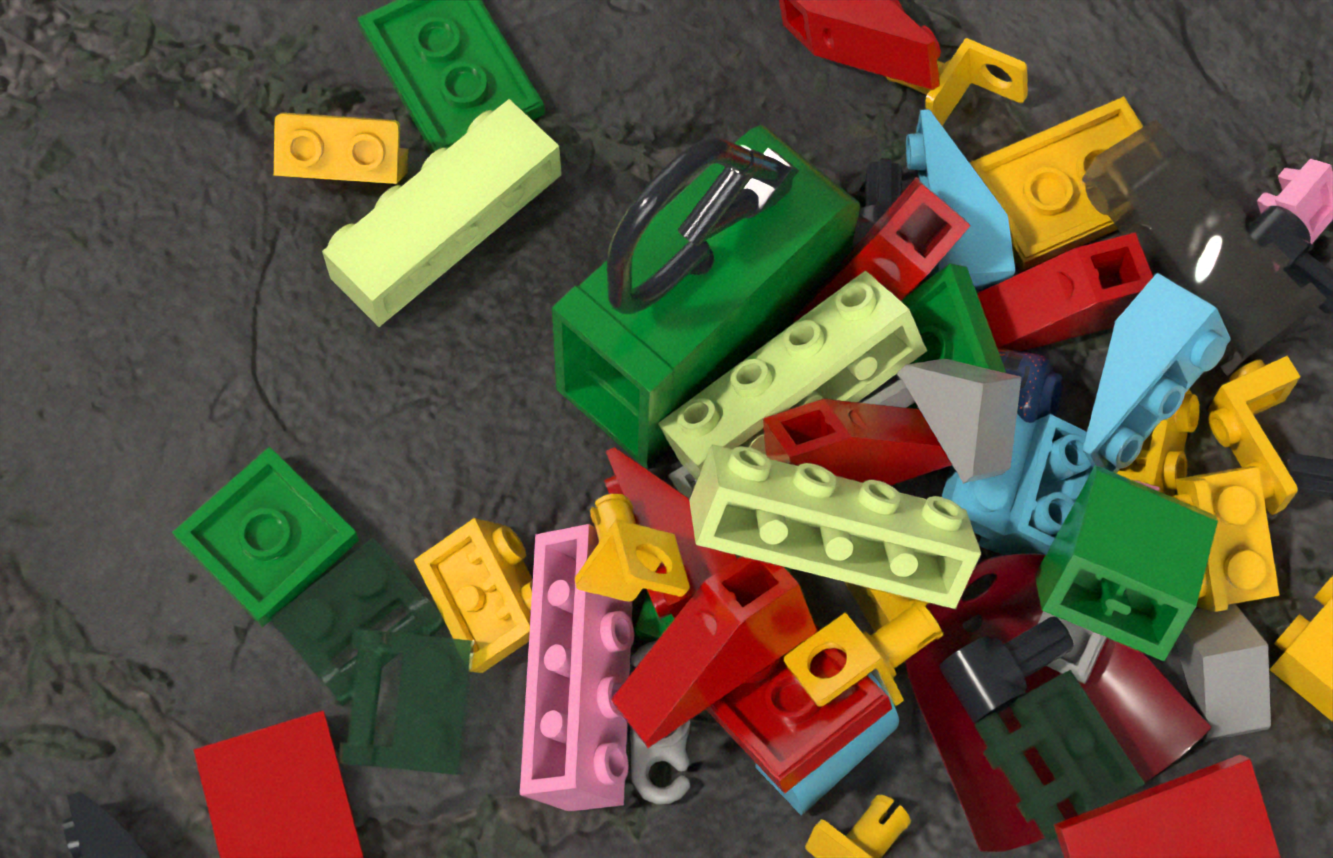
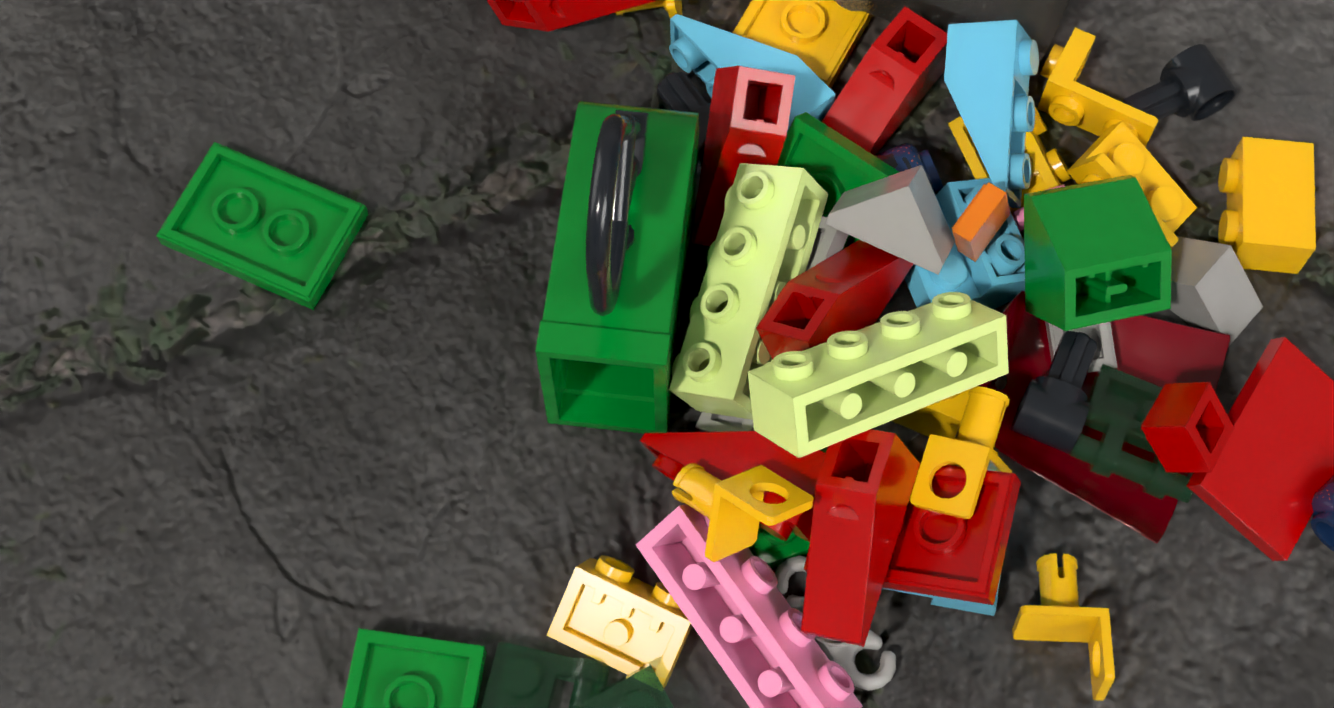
camera: 35 degrees left, 0 degrees up
(338, 148) = (230, 348): yellow bracket -> none
(442, 211) = (353, 343): yellowish green brick -> none
(1042, 464) = (981, 221): none -> orange tile
(1088, 771) = (1187, 427): none -> red plate

